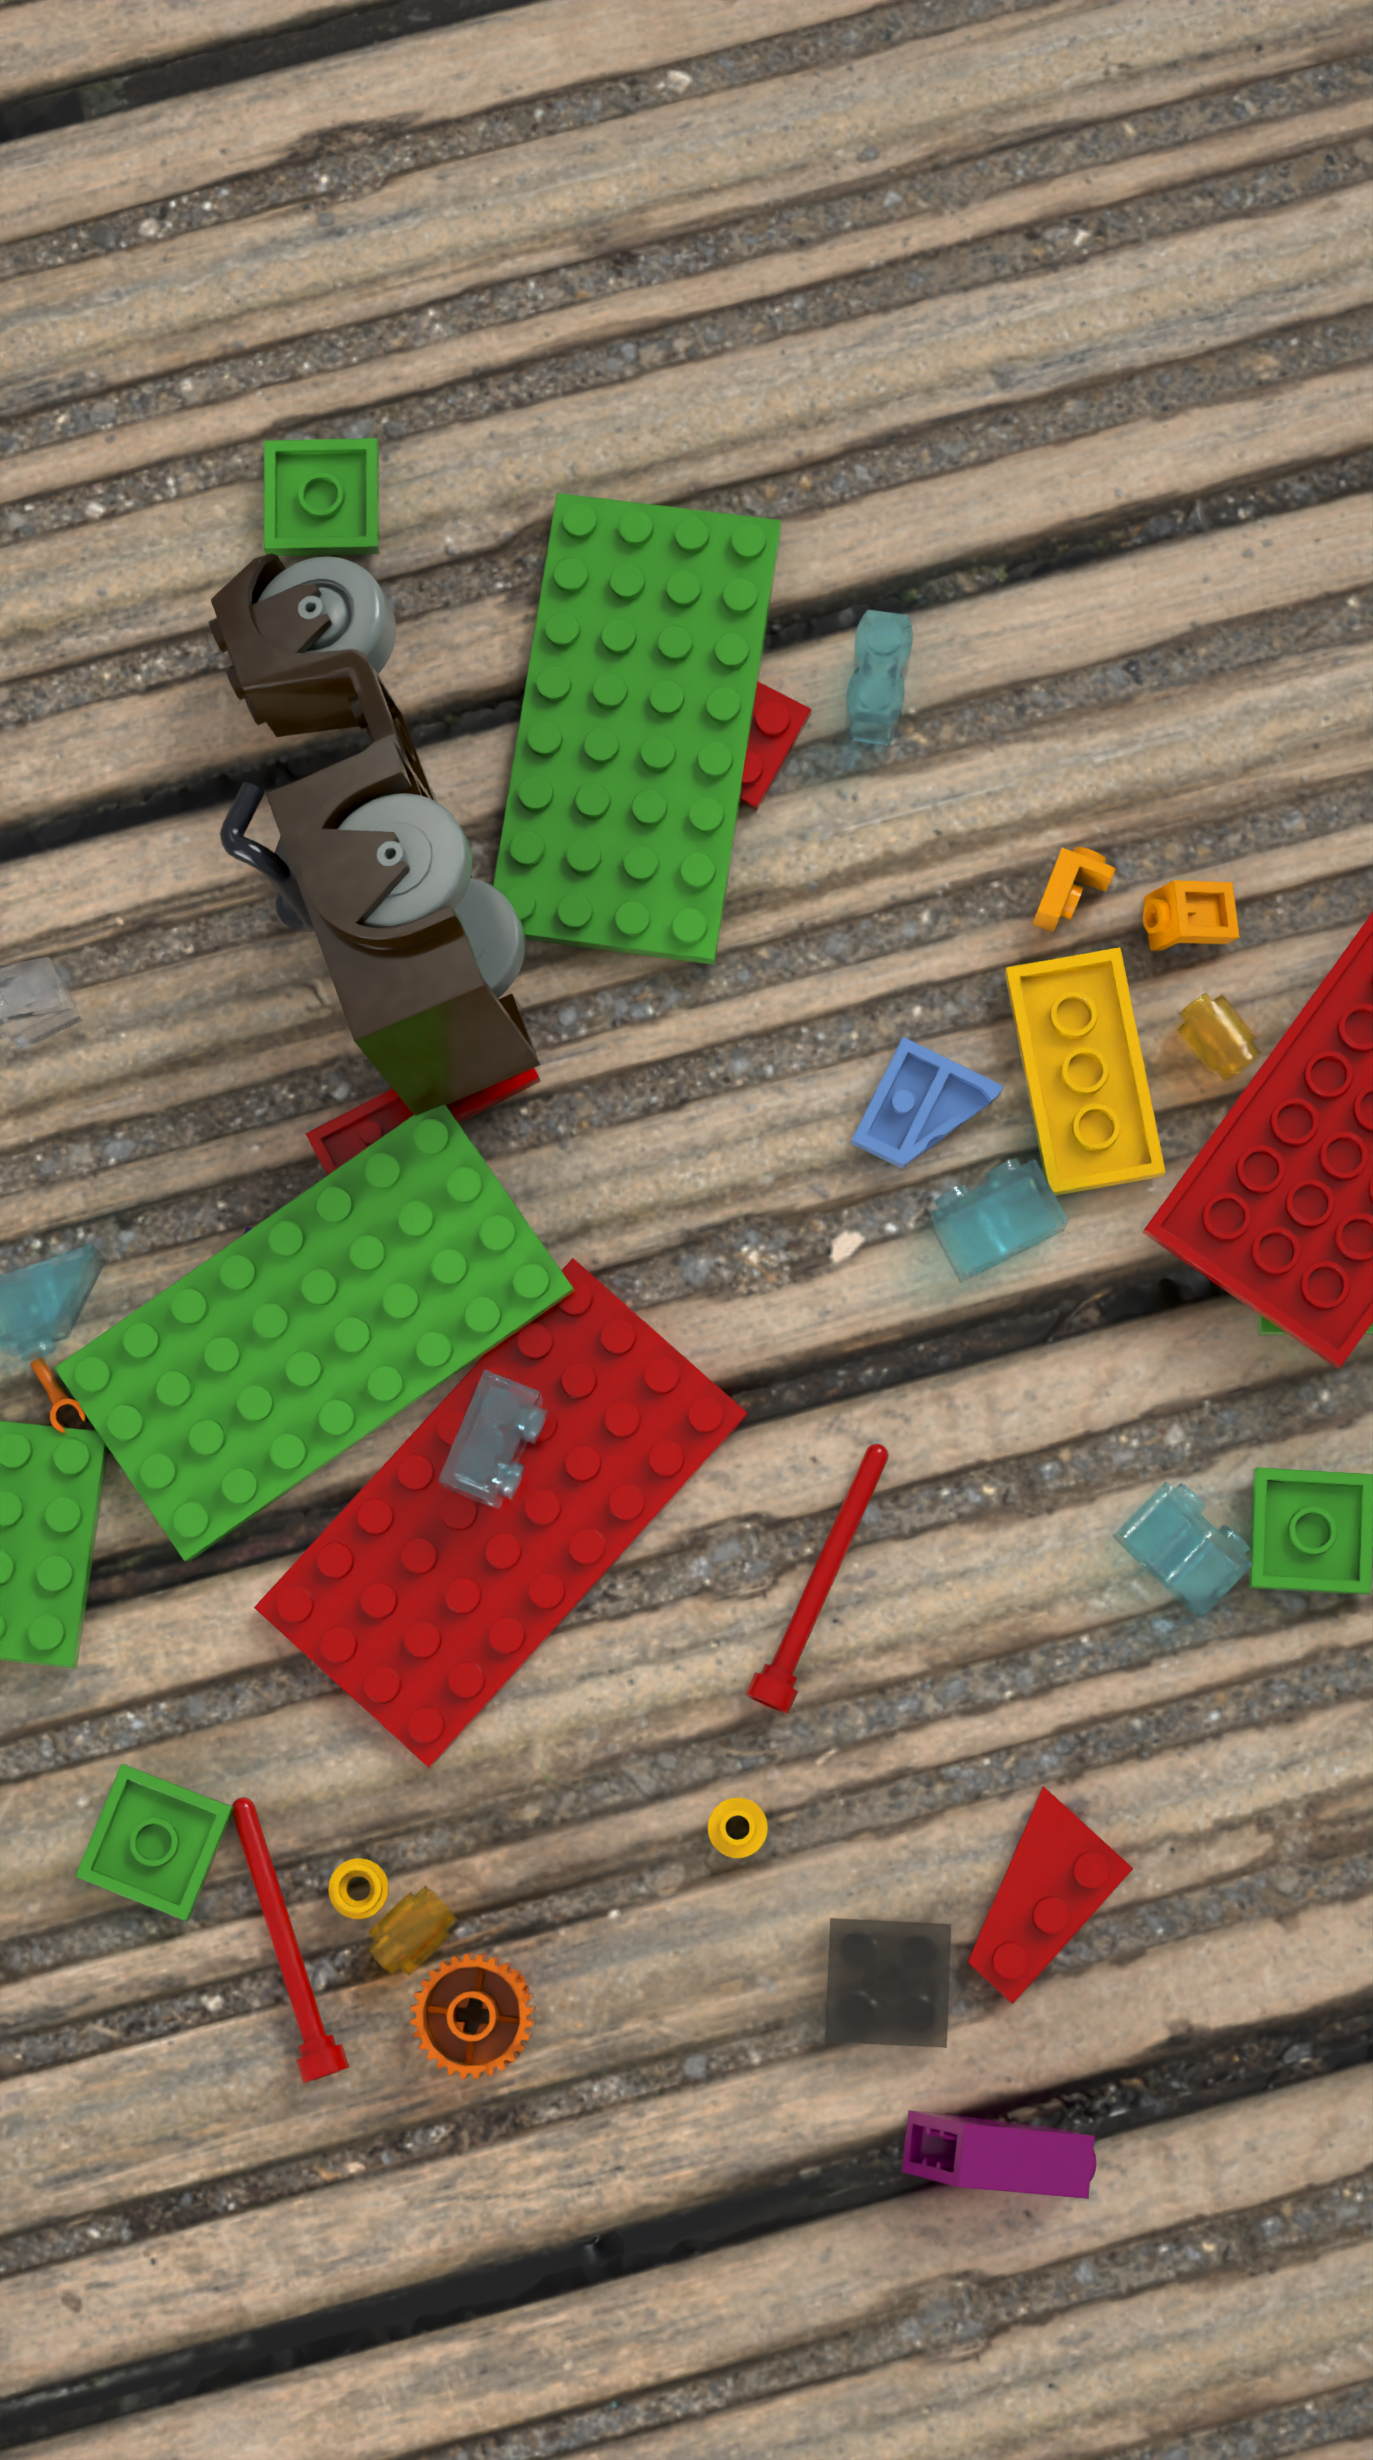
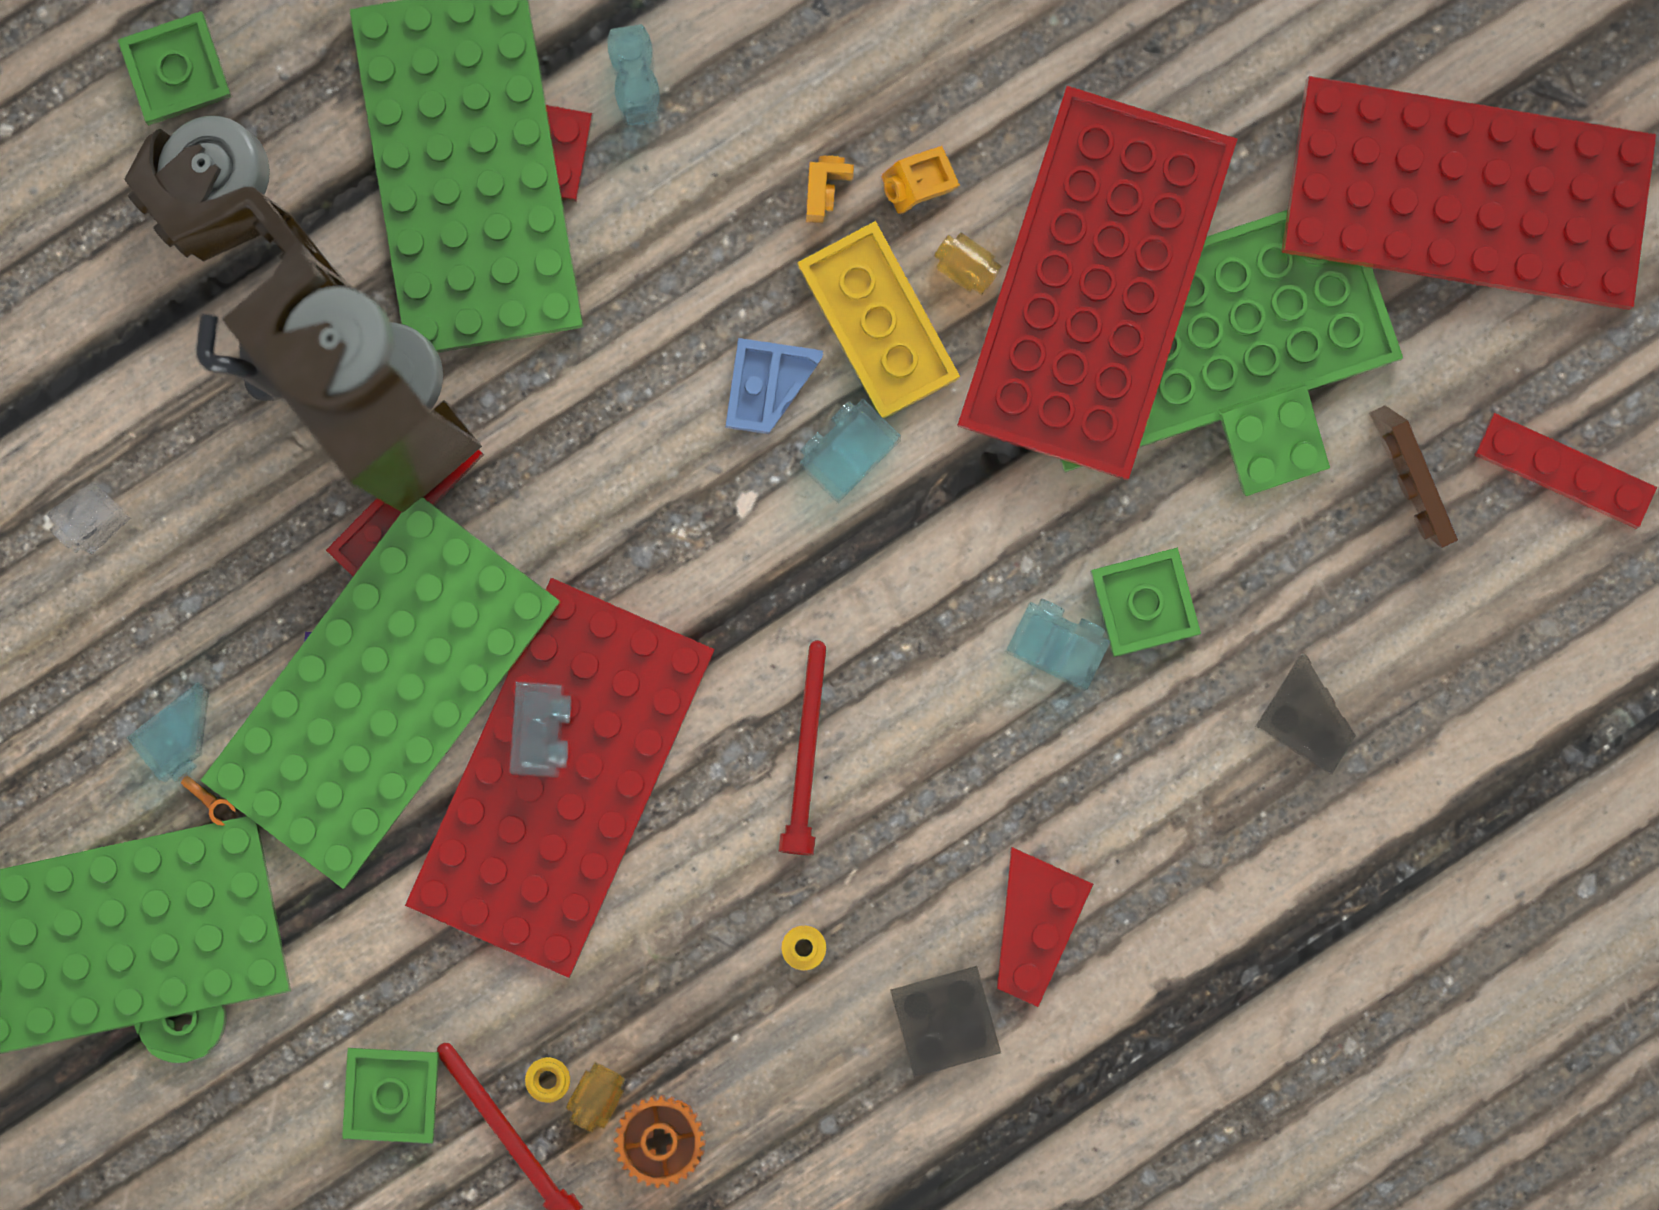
camera: 25 degrees left, 5 degrees up
(998, 2155) = (1061, 1115): magenta slope -> none

